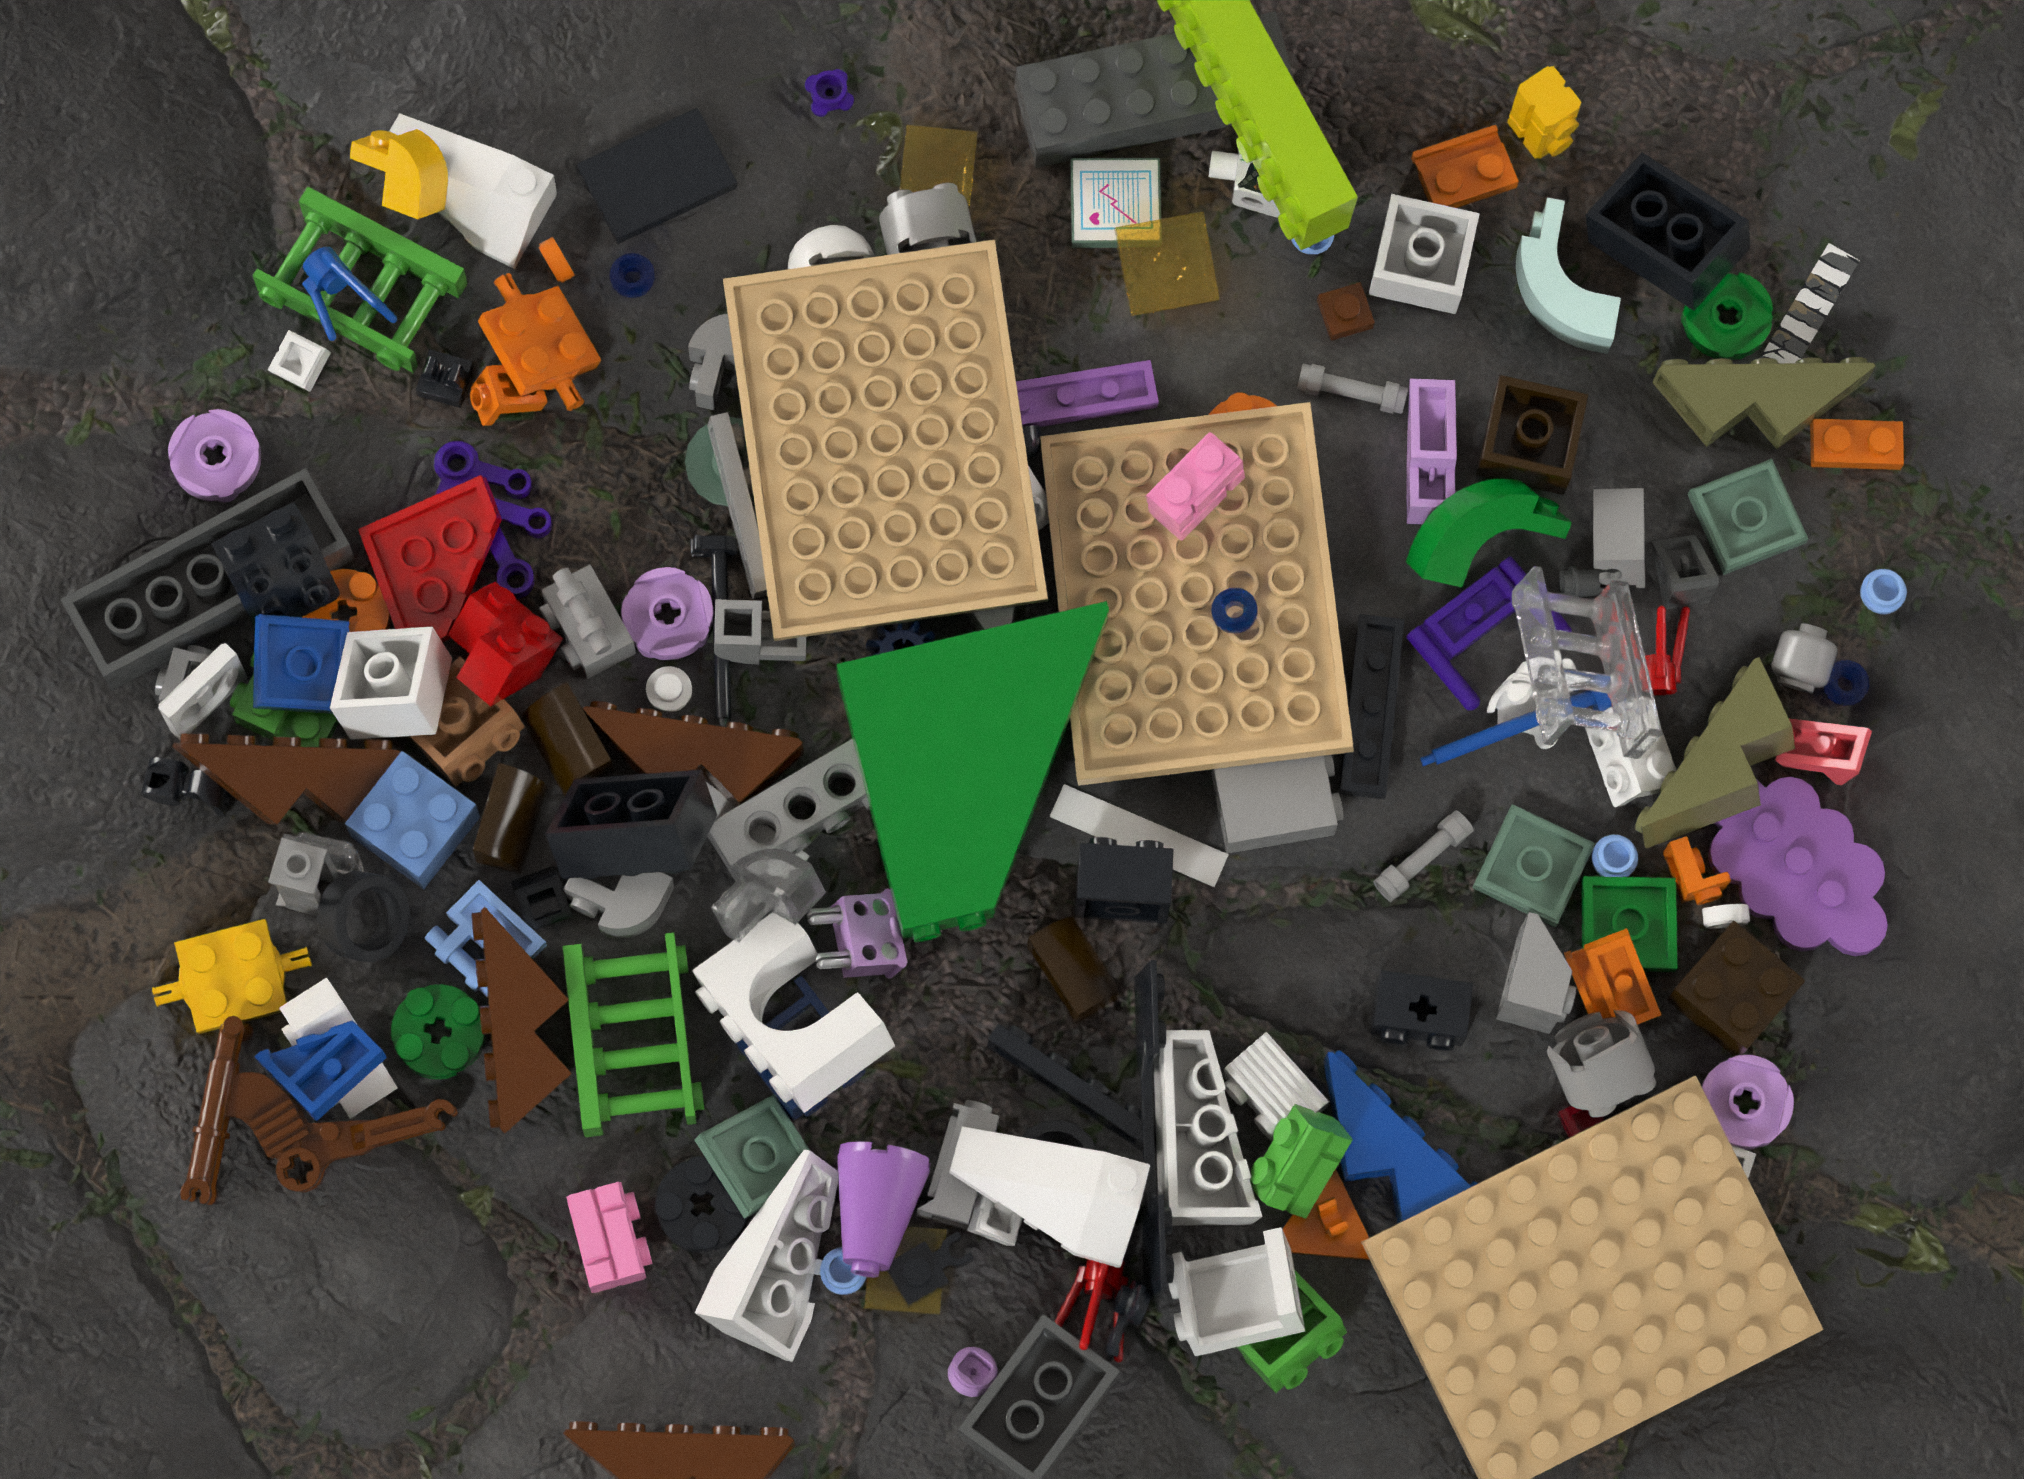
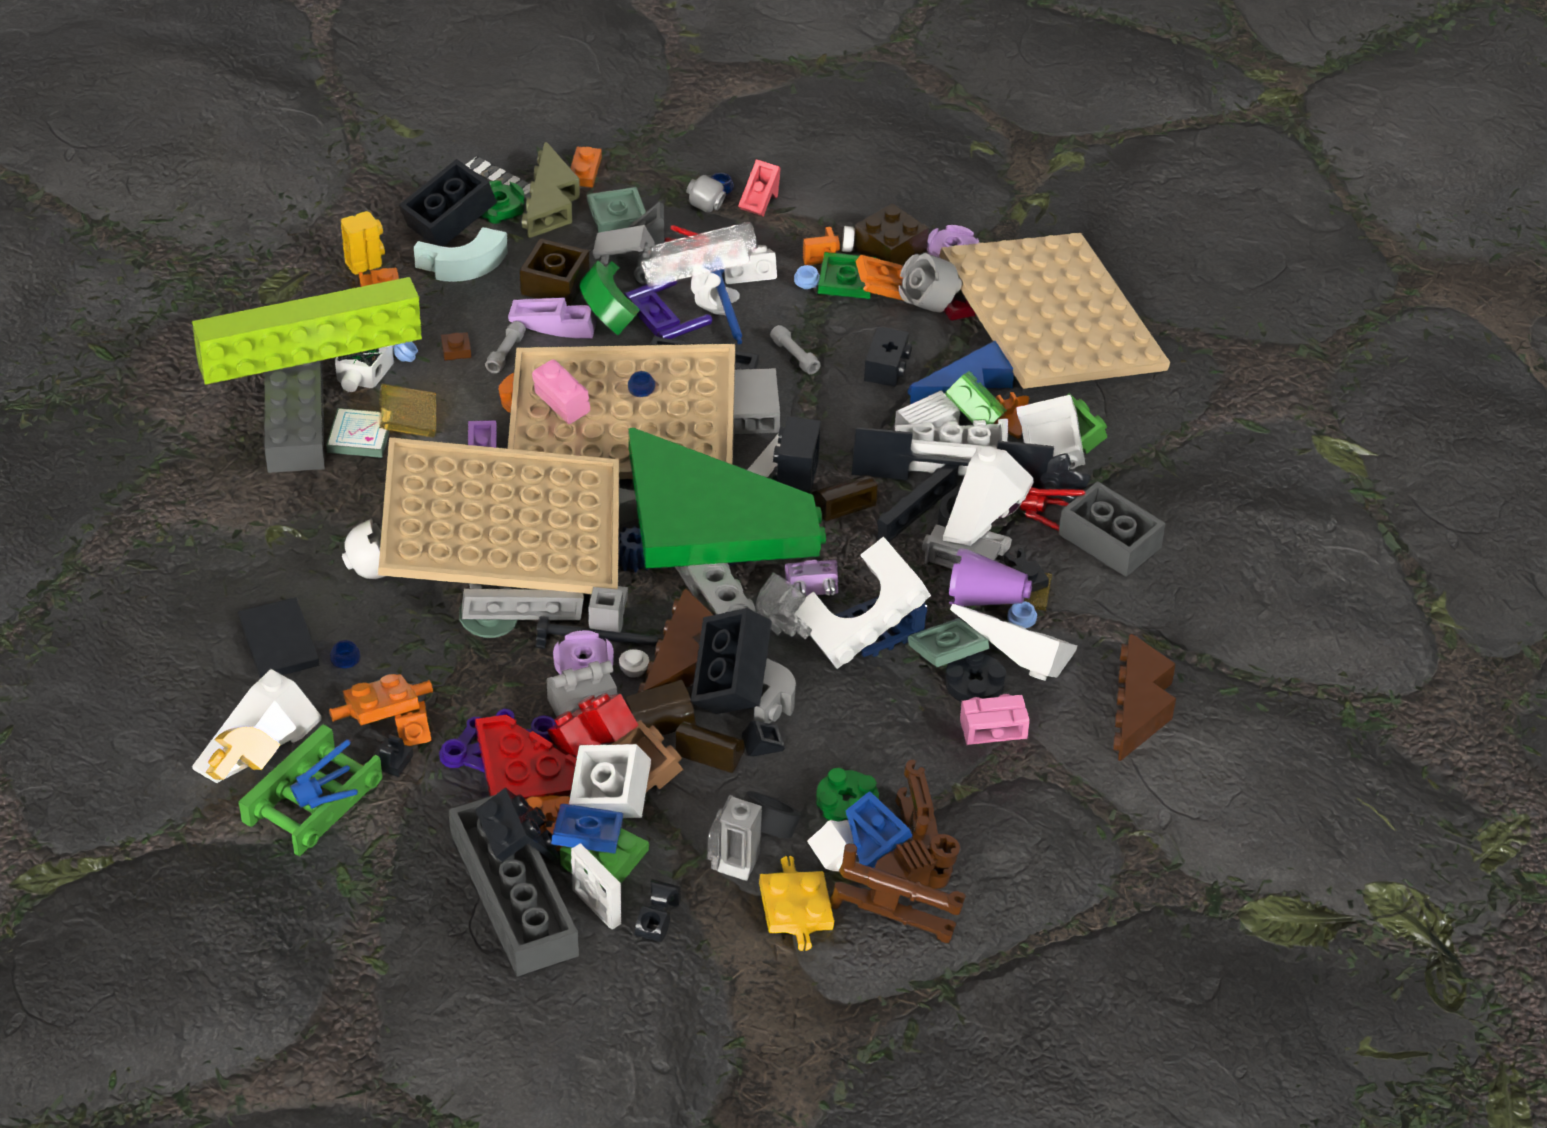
camera: 80 degrees left, 30 degrees down
(180, 666) = (582, 910): light grey bracket -> none
(223, 479) = (422, 896): lavender plate -> none
(276, 775) = (665, 840): reddish brown slope -> none
(299, 361) = (360, 829): white tile -> none
(412, 820) = (700, 788): medium blue brick -> none
(474, 900) = (785, 757): light blue plate -> none
(518, 1003) = (843, 741): reddish brown slope -> none
(556, 260) = (325, 688): orange tile -> none
(589, 1016) = (862, 719): bright green fence -> none
(712, 348) = (413, 613): light grey brick -> none
(829, 80) = (246, 550): dark purple plate -> none
(926, 219) = (359, 500): light grey brick -> none
(938, 157) = (314, 506): clear yellow piece -> none
(972, 1371) = (1088, 563): lavender tile -> none
(1424, 254) = (441, 299): white brick -> none
(1533, 865) = (806, 310): sand green tile -> none
(1537, 980) = (875, 301): light grey slope -> none
(1716, 767) = (769, 221): olive slope -> none
(1803, 870) = (815, 210): medium lavender plate -> none
(1883, 591) = (671, 165): light blue plate -> none

